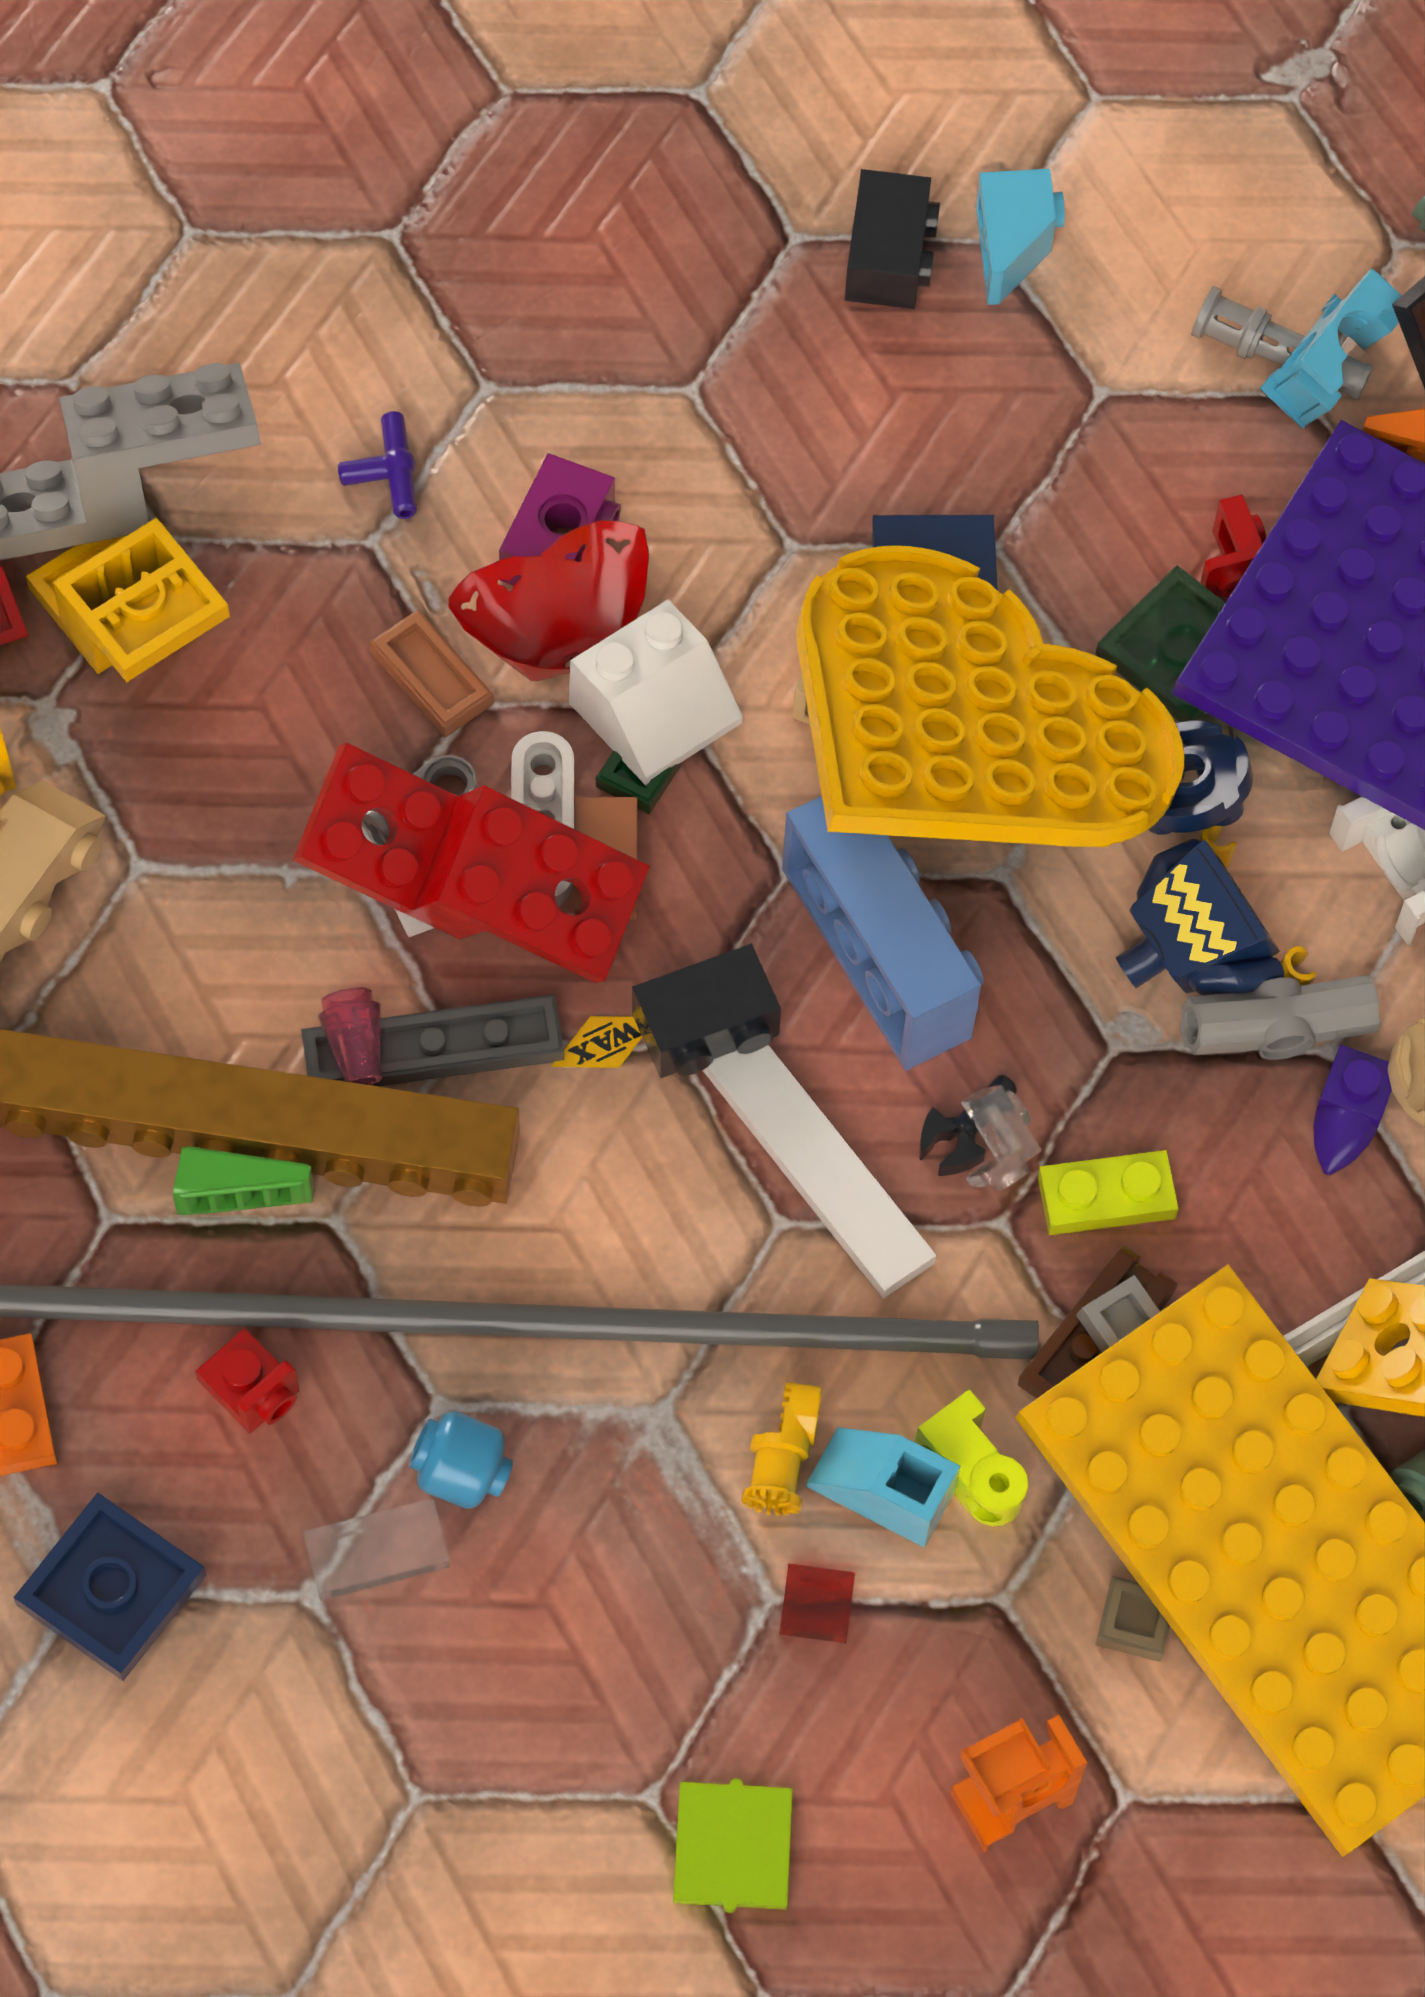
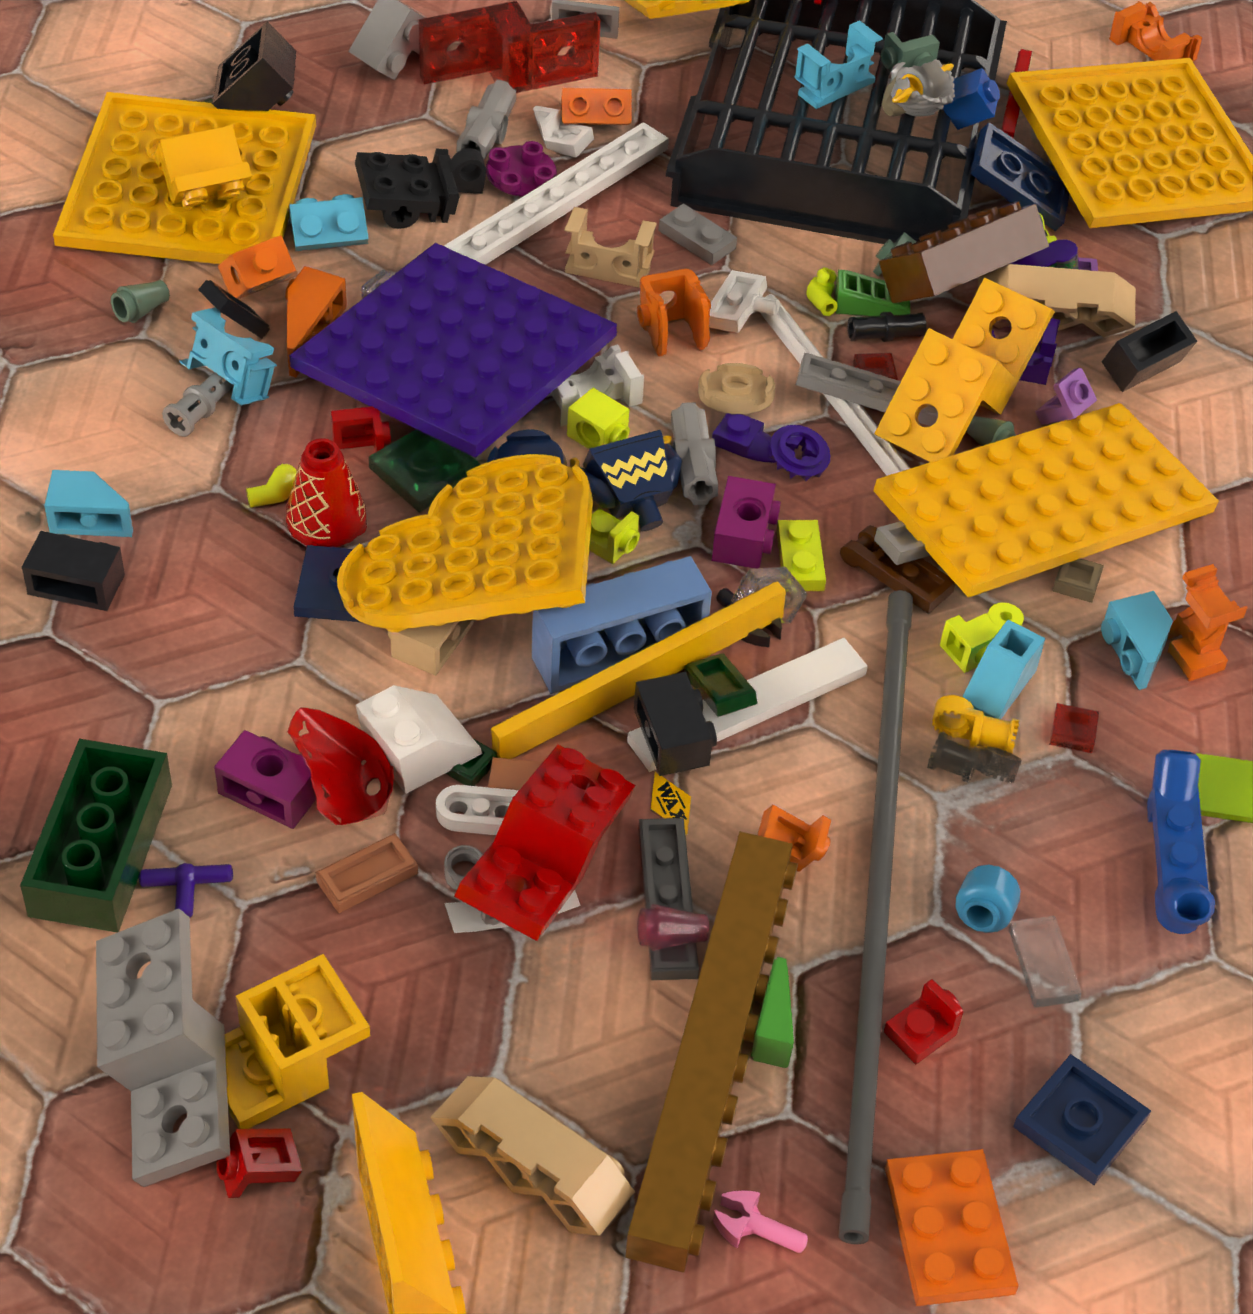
camera: 85 degrees left, 15 degrees down
(429, 346) = (97, 835): none -> dark green brick
(539, 1191) = (808, 841): none -> orange bracket
(589, 1737) = (1175, 810): none -> blue plate
(715, 1438) = (965, 760): none -> clear smoke connector
(805, 1080) = (721, 684): none -> dark green tile
(815, 972) = (619, 680): none -> yellow tile
(1015, 1685) = (1138, 633): none -> medium azure slope
(1062, 520) = (325, 499): none -> red cone
(1093, 913) = (613, 537): none -> neon yellow bracket
(1106, 463) = (276, 490): none -> neon yellow arm
(1176, 1080) = (744, 522): none -> magenta brick
(1322, 873) = (597, 420): none -> neon yellow brick
(1347, 1157) = (814, 451): none -> dark purple gear

